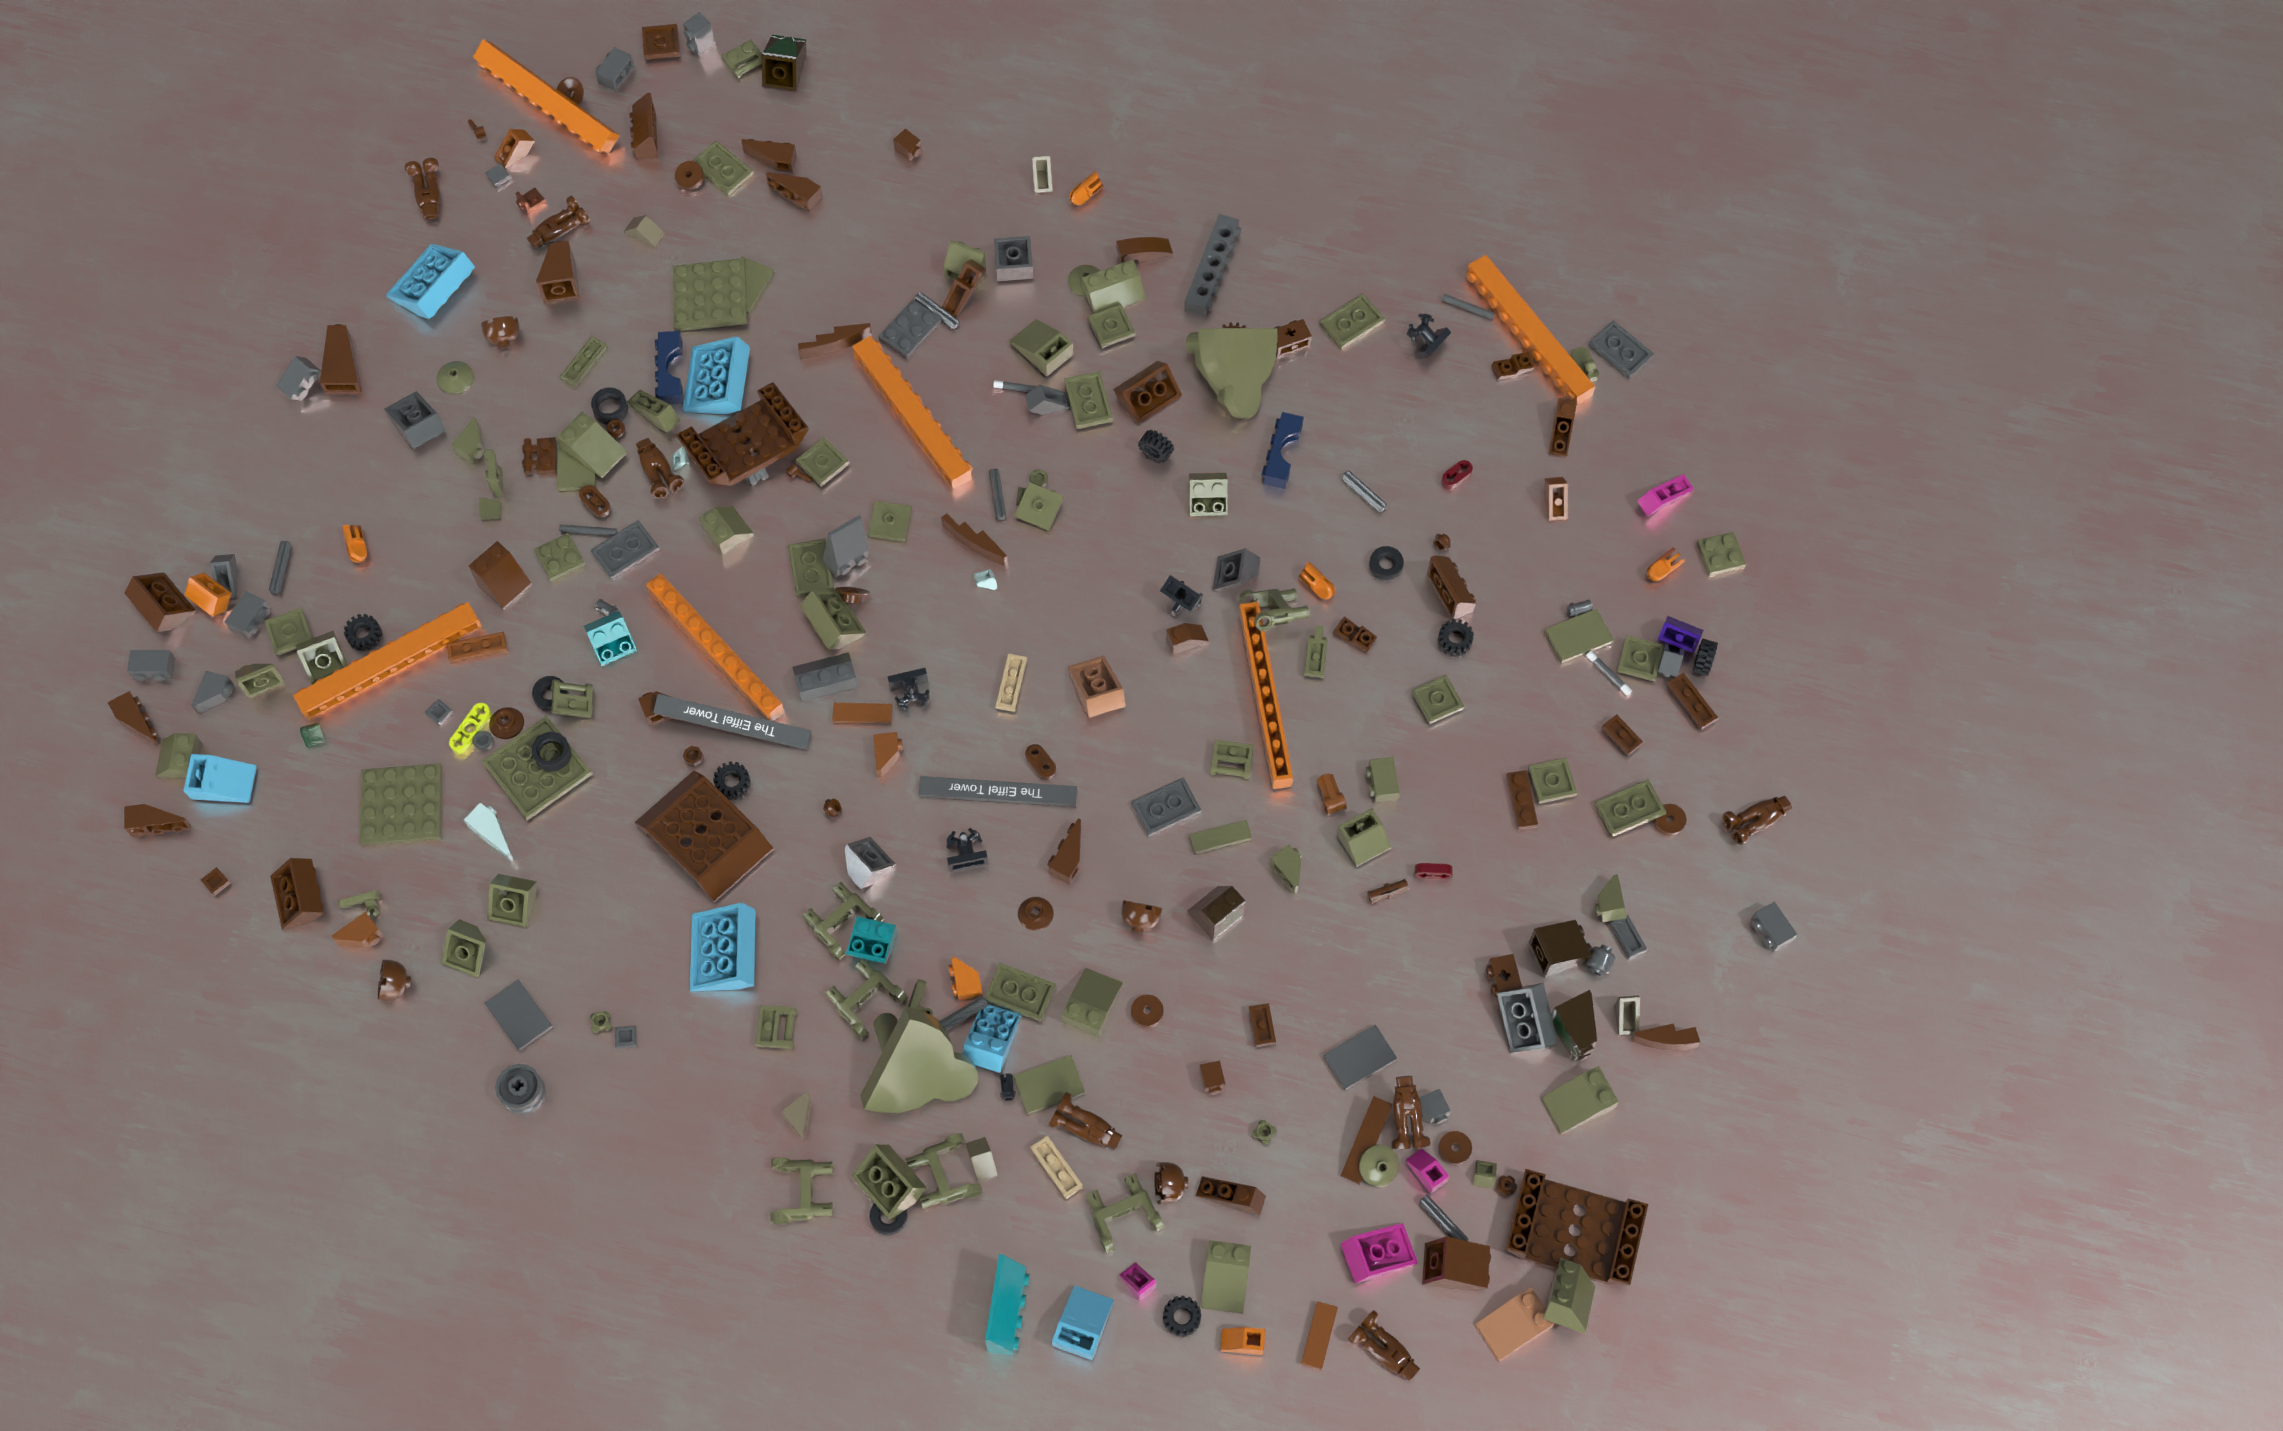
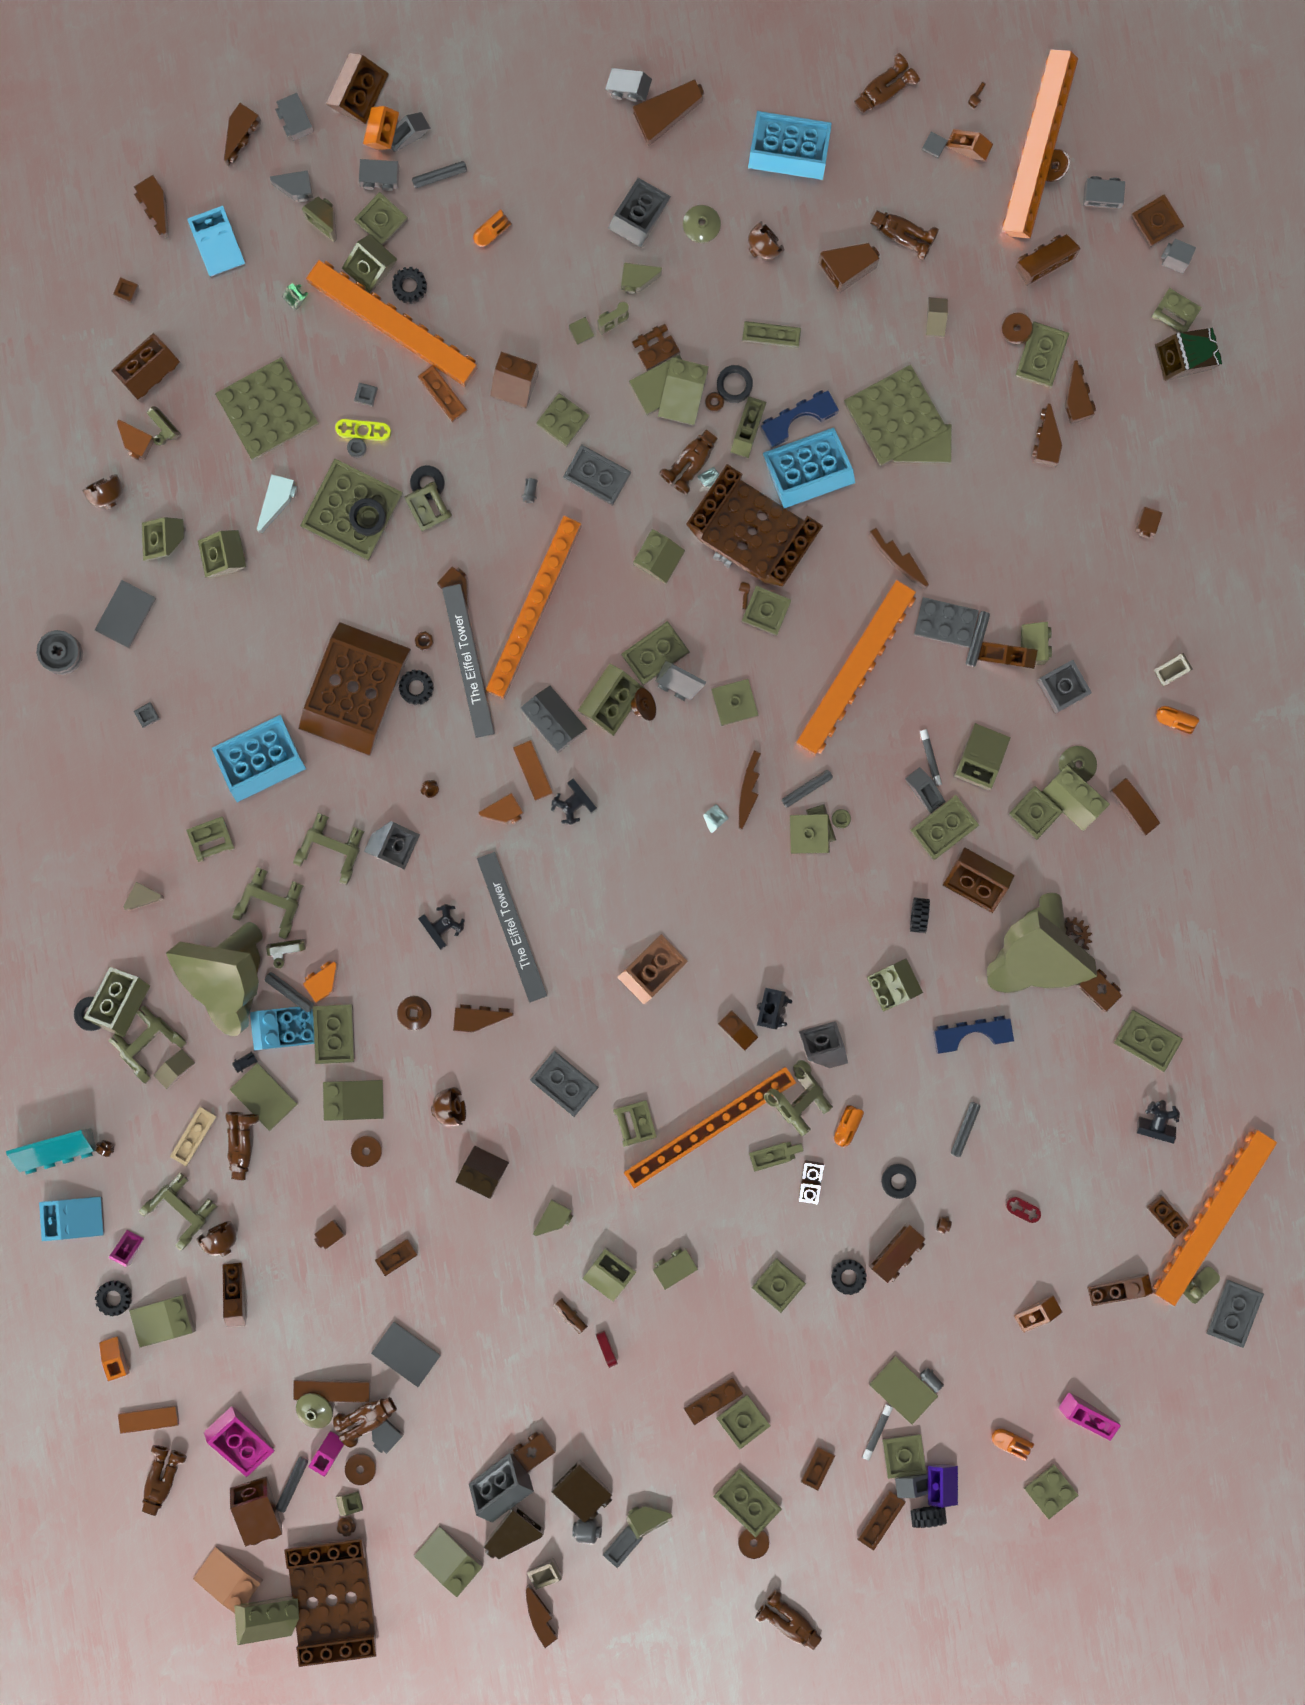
camera: 65 degrees right, 20 degrees up
(176, 755) = (222, 190): olive slope -> none
(509, 729) = (390, 465): reddish brown piece -> none
(530, 201) = (920, 190): copper bracket -> none
(587, 530) = (601, 431): dark grey bar -> none
(596, 502) = (631, 423): reddish brown plate -> none
(596, 1017) = (150, 691): olive plate -> none
(610, 638) = (502, 508): teal slope -> none
(807, 1170) = (66, 944): olive connector -> none
(872, 940) = (319, 884): teal slope -> none
(1011, 682) = (621, 890): tan plate -> none
(1028, 1258) = (104, 1148): none -> reddish brown plate
(1040, 760) = (558, 952): reddish brown plate -> none
(1194, 301) = (1196, 872): dark grey brick -> none
(1220, 837) = (556, 1145): olive tile -> none
(1258, 1133) = (302, 1304): olive plate -> none
(1332, 799) = (637, 1229): dark orange piece -> none
(1467, 306) = (1216, 1146): dark grey bar -> none
(1773, 927) = (687, 1673): dark grey brick -> none

